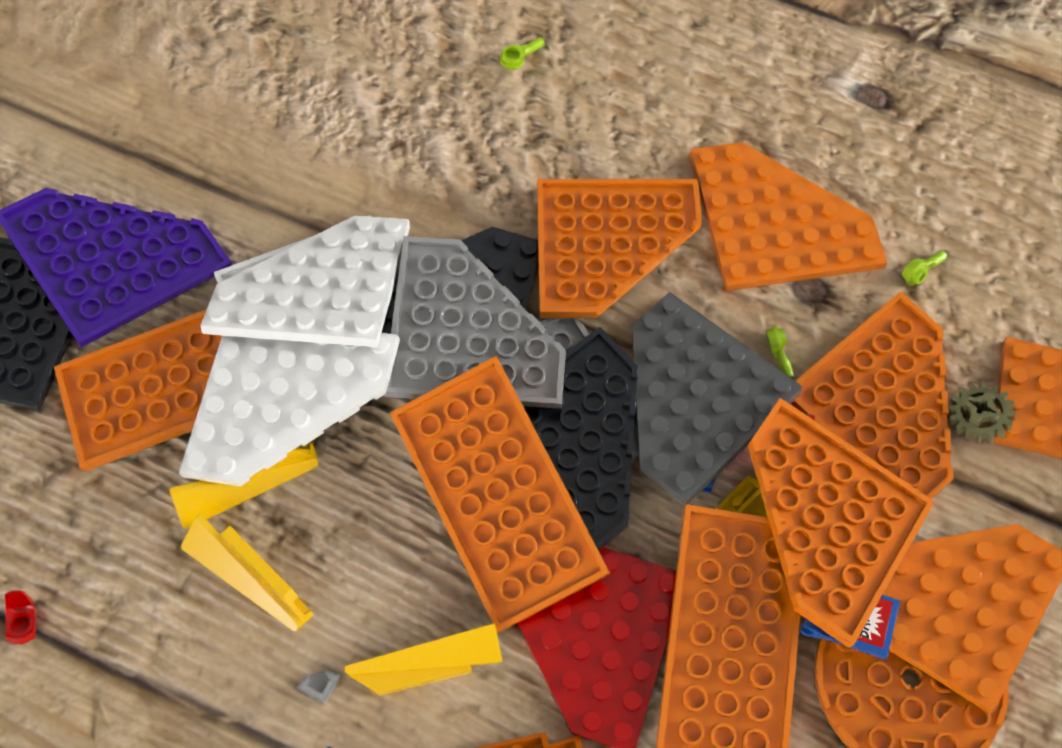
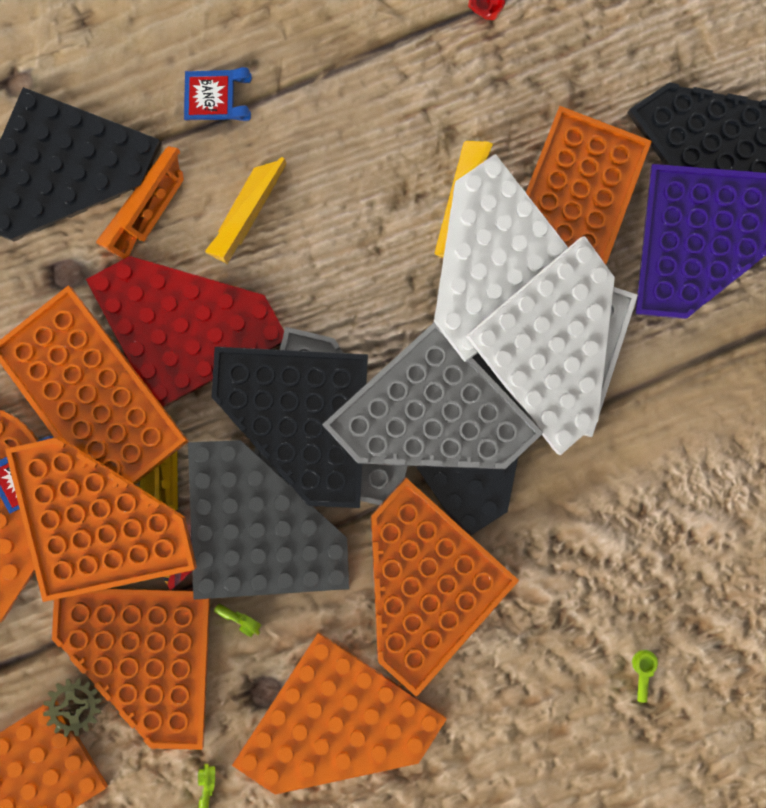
camera: 130 degrees right, 20 degrees up
(245, 570) = (400, 155): yellow wedge -> none
(320, 685) = (291, 141): light grey tile -> none
(499, 494) = (303, 333): orange plate -> none

